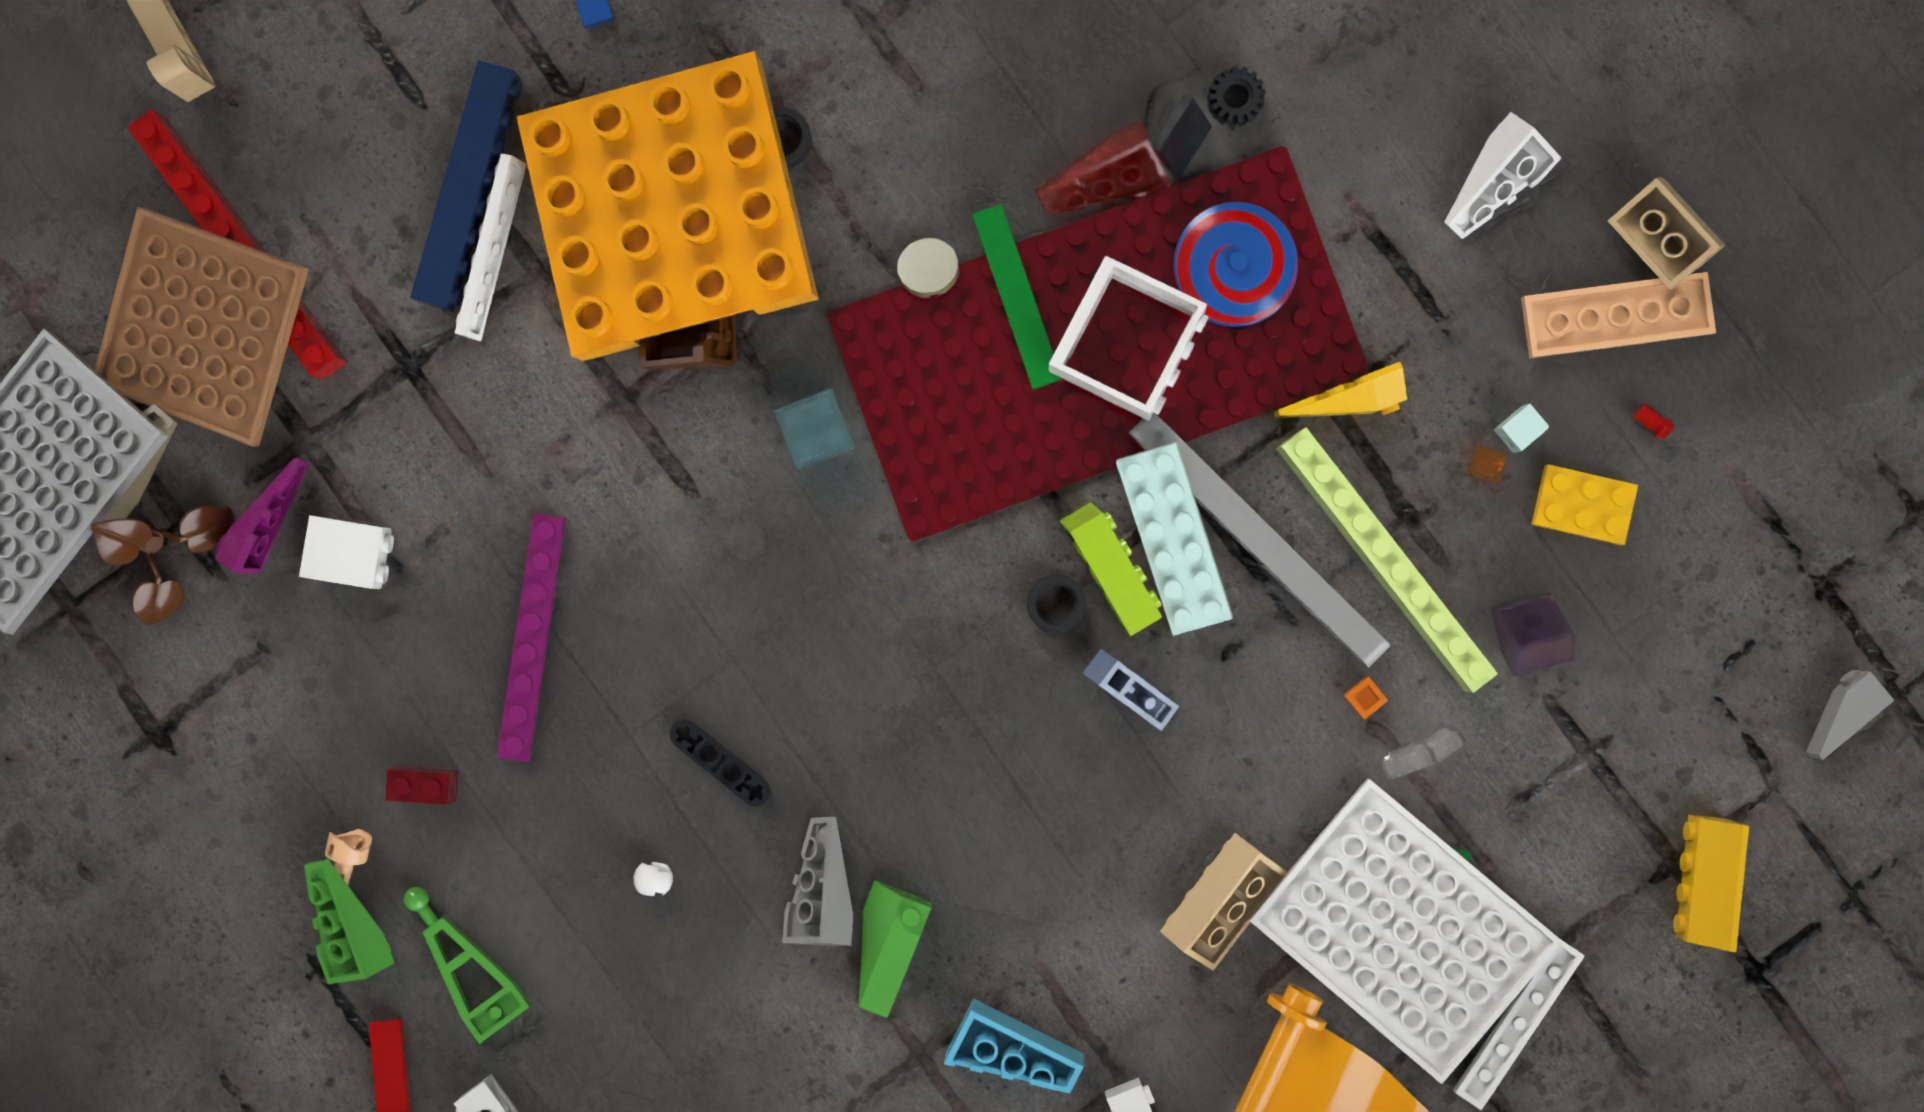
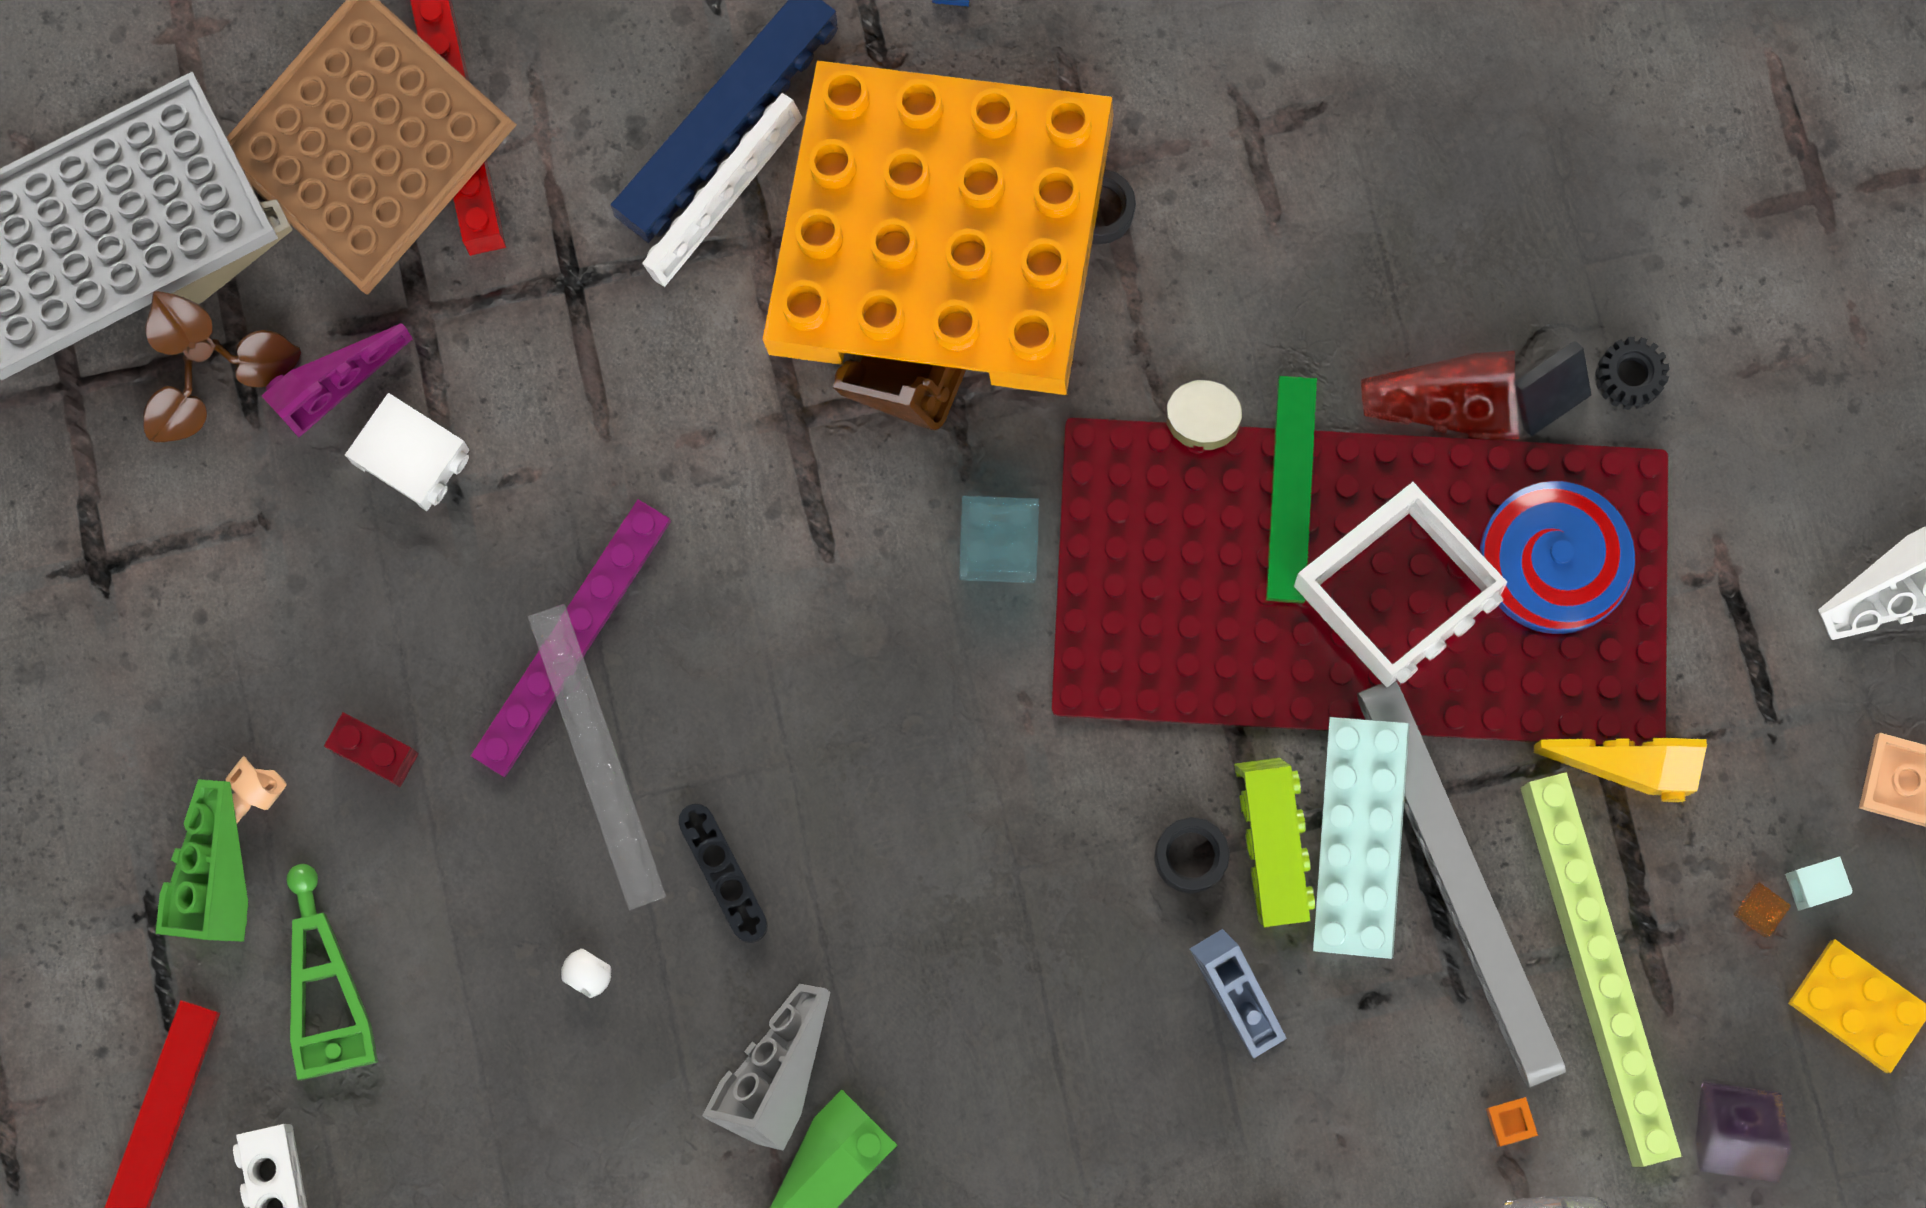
camera: 20 degrees right, 10 degrees down
(588, 719) = (596, 757): none -> clear plate

